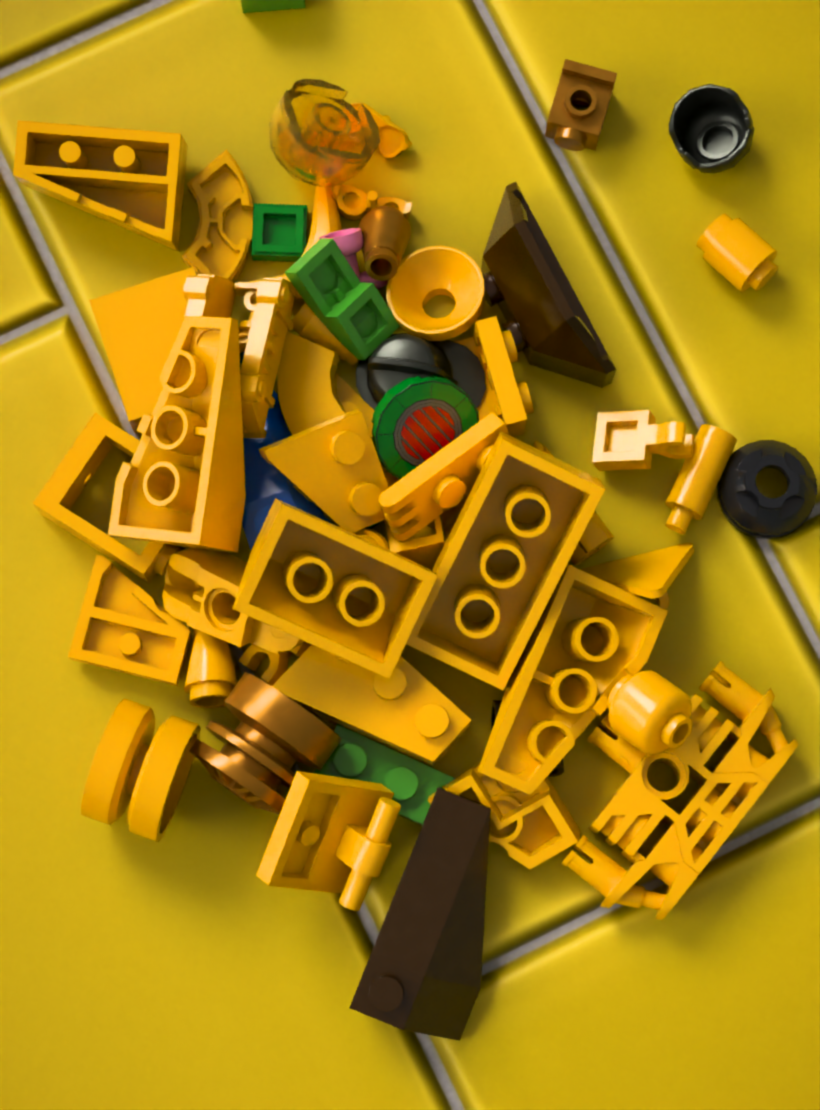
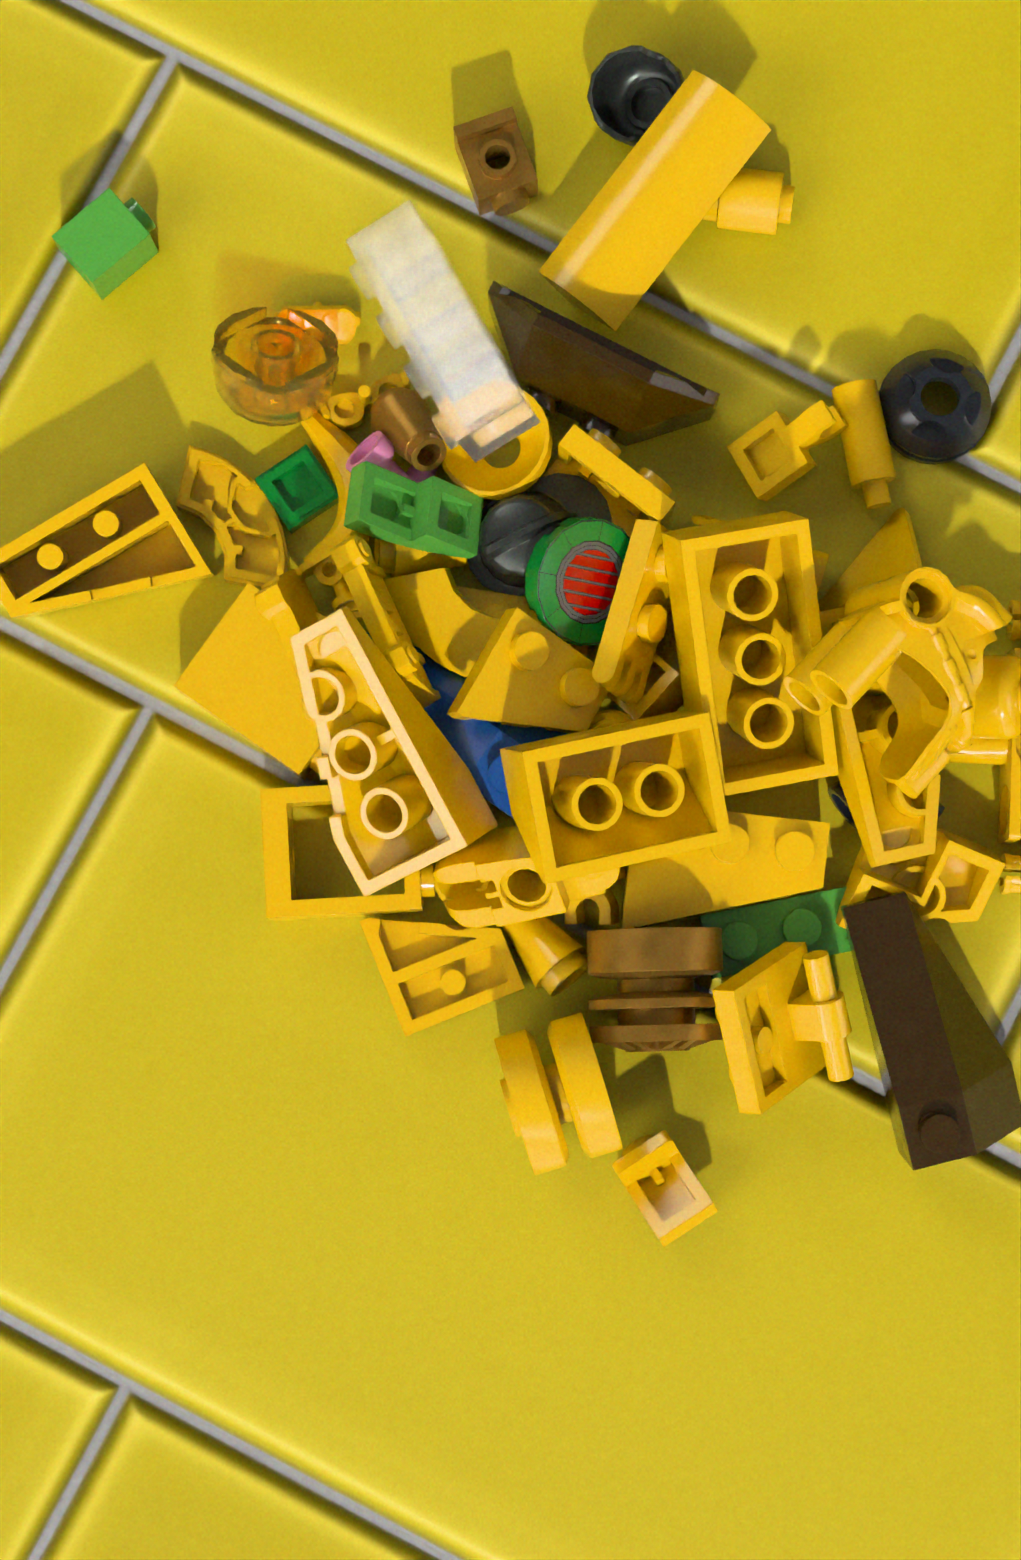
camera: 30 degrees left, 5 degrees up
(168, 893) = (663, 1186): none -> yellow bracket
(452, 191) = (442, 333): none -> clear brick
(619, 637) = (919, 646): none -> yellow helmet
(669, 205) = (654, 200): none -> yellow brick

